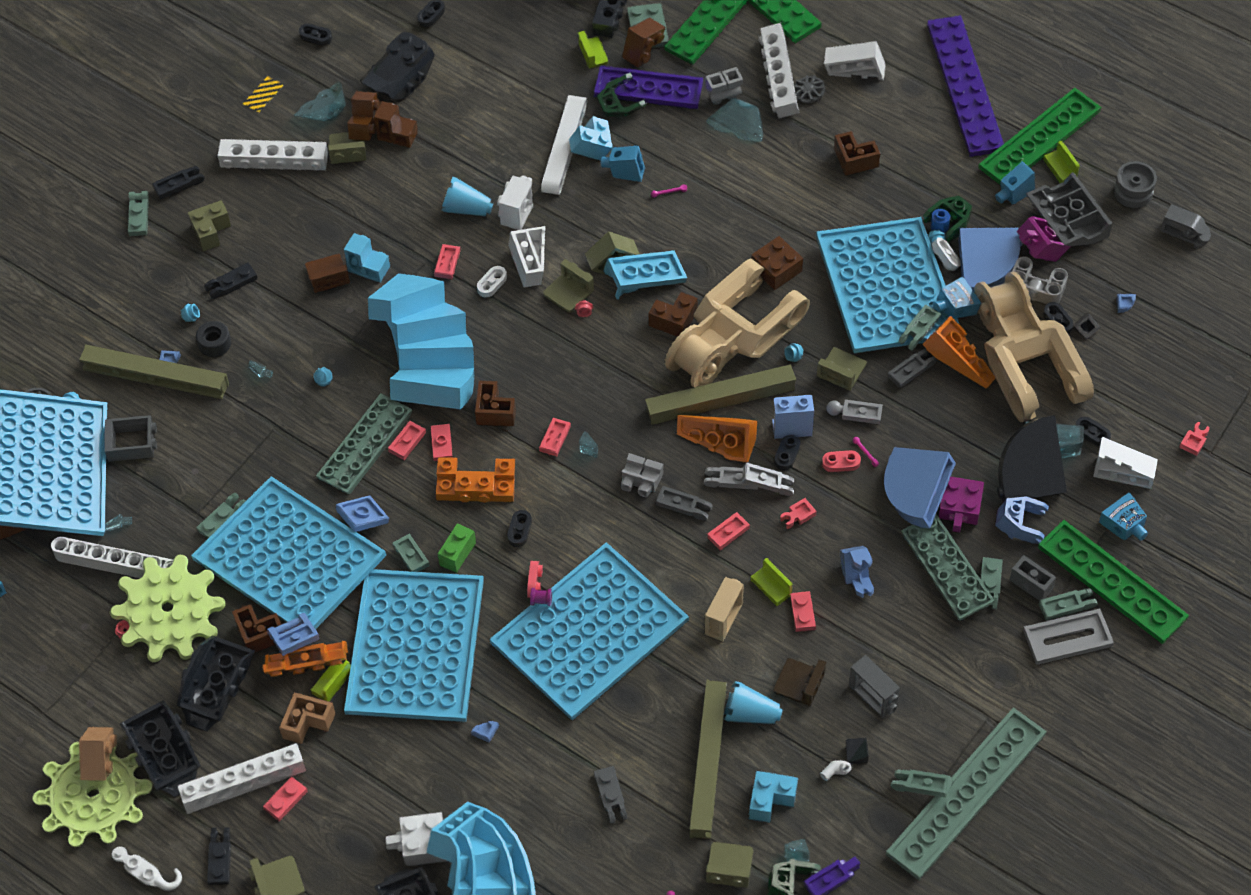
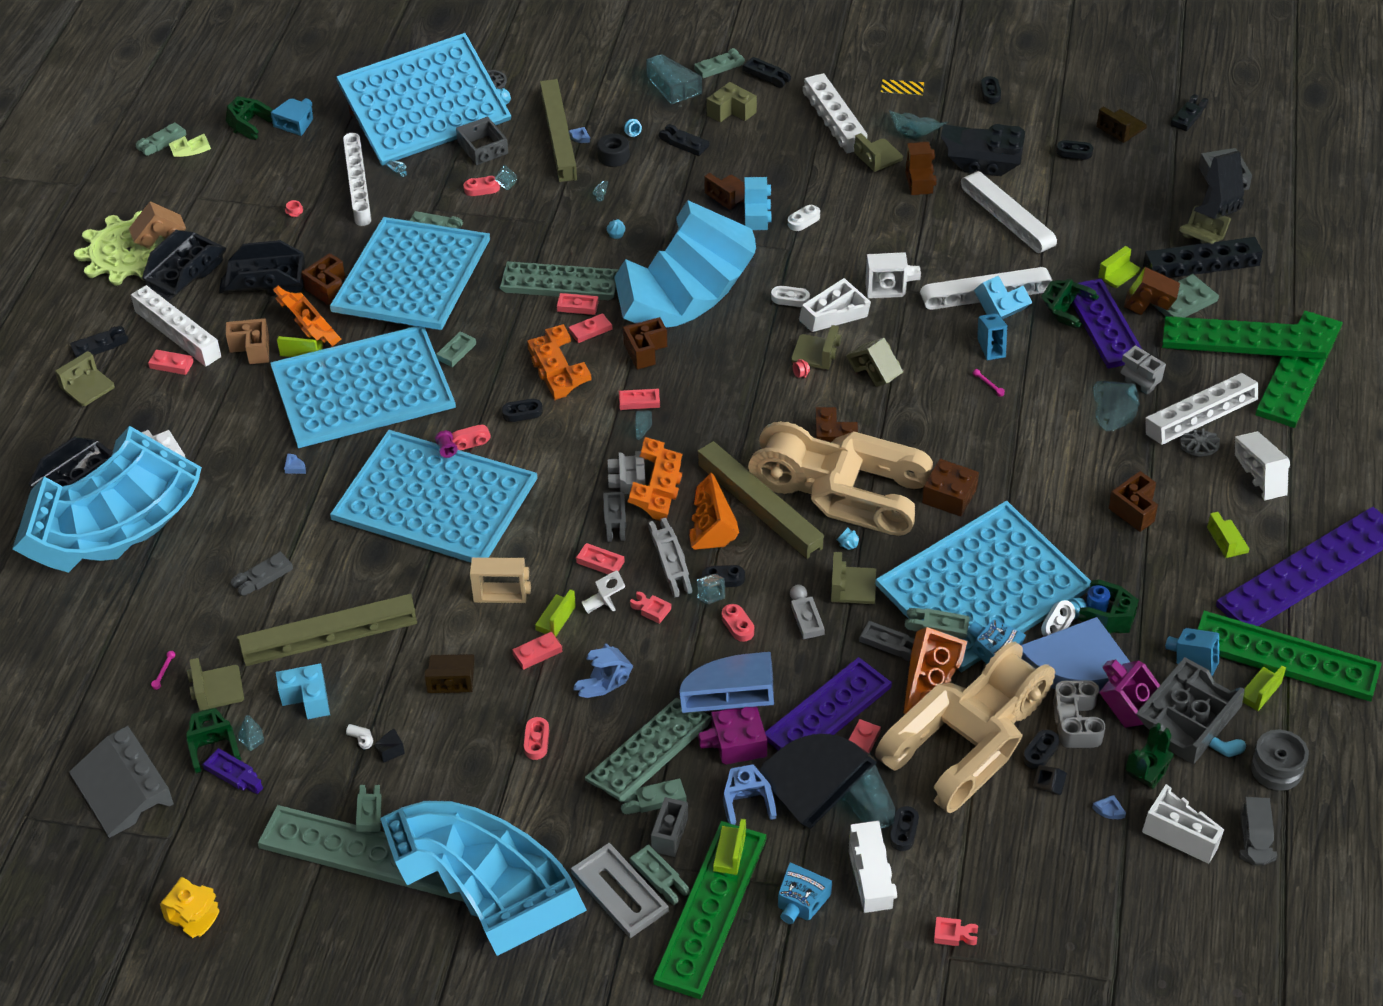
camera: 65 degrees right, 10 degrees down
(141, 256) = (673, 79): none -> clear light blue wedge
(144, 870) = (68, 304): white piece -> none
(172, 628) = (332, 234): yellowish green plate -> none
(191, 460) = (481, 186): none -> coral plate
(196, 436) = (506, 177): none -> clear light blue slope
(293, 634) = (319, 293): medium blue plate -> none
(362, 123) = (897, 144): reddish brown brick -> none
(362, 513) = (479, 300): medium blue tile -> none
(393, 230) = (804, 217): none -> white plate
(447, 261) = (793, 260): coral plate -> none
(456, 548) = (475, 374): bright green brick -> none
(466, 200) = (866, 236): medium azure cone -> none
(480, 90) = (1008, 212): none -> white beam
(644, 271) = (869, 392): medium azure plate -> none
(665, 451) = (665, 475): none -> orange bracket
(750, 706) = (398, 637): medium azure cone -> none
(775, 539) = (604, 594): none -> white bracket
(793, 416) = (752, 551): light blue panel -> none
(801, 464) = (711, 588): none -> clear light blue slope
(856, 440) = (771, 627): dark pink hinge -> none
(874, 686) = (463, 728): dark grey window -> none
(898, 642) = (536, 740): none -> coral plate
(911, 118) = (1226, 536): none -> lime panel
(960, 433) = (831, 705): none -> dark purple plate
(997, 426) = (865, 735): none -> coral plate
(1027, 707) = (494, 865): none -> medium azure piece
(1073, 543) = (730, 849): none -> lime panel
(1101, 256) = (1153, 759): none -> dark green piece
(1107, 205) = (1229, 748): none -> medium azure arm
(1167, 266) = (1182, 827): none -> white wedge

